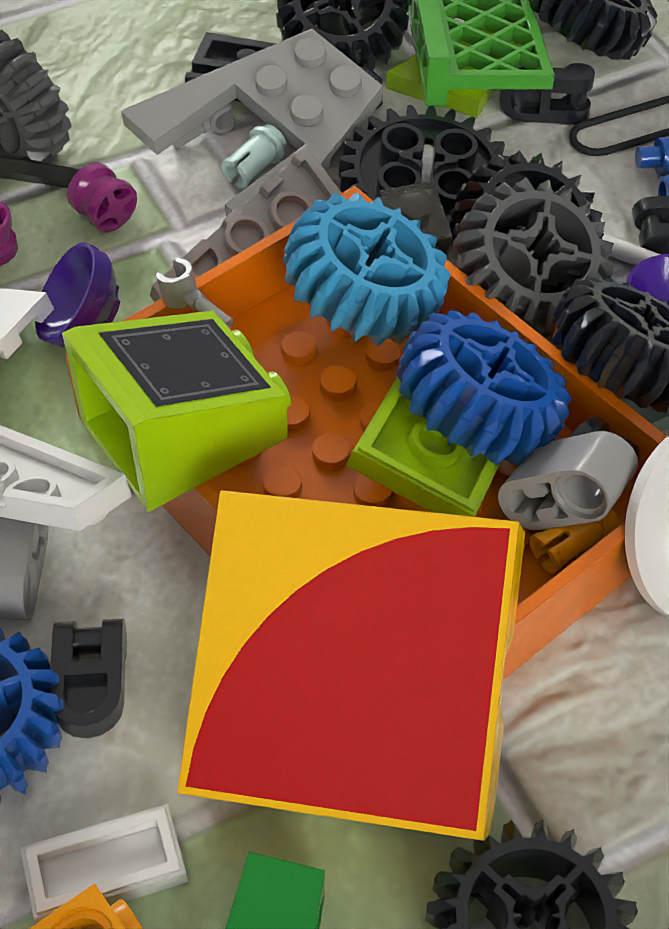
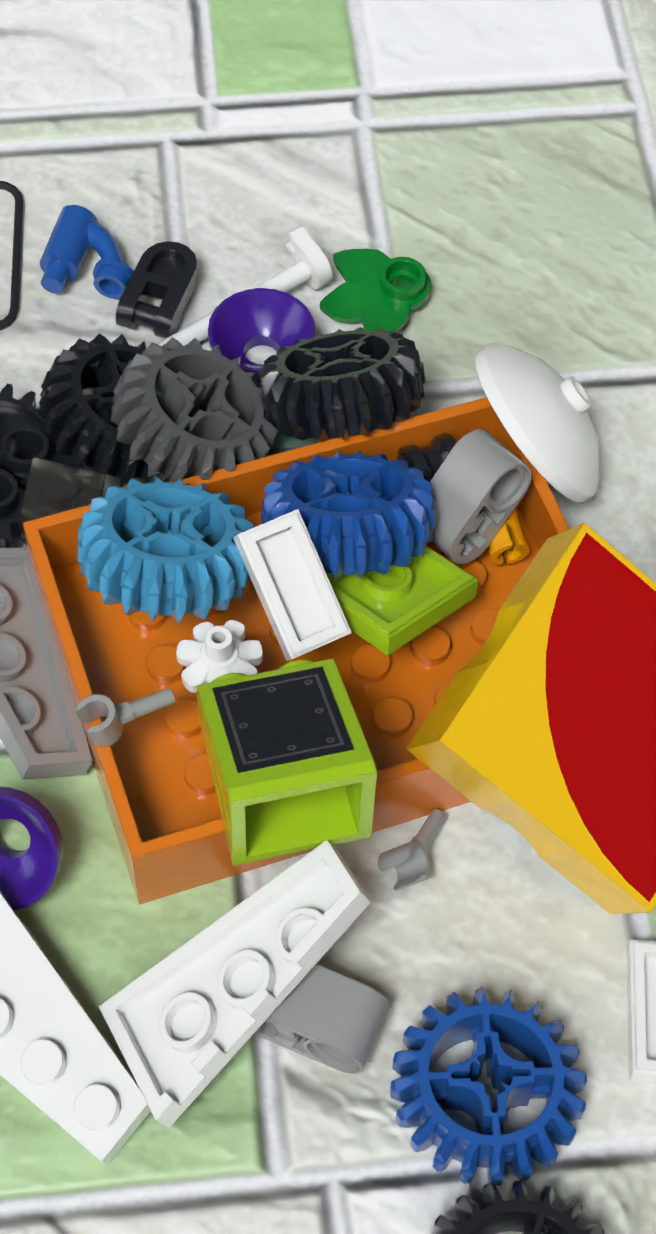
camera: 70 degrees left, 5 degrees up
(90, 689) = (495, 965): black plate -> none
(187, 593) = (412, 859): none -> light grey hand
(282, 342) = (217, 653): none -> white plant
(364, 354) = (292, 585): none -> white tile

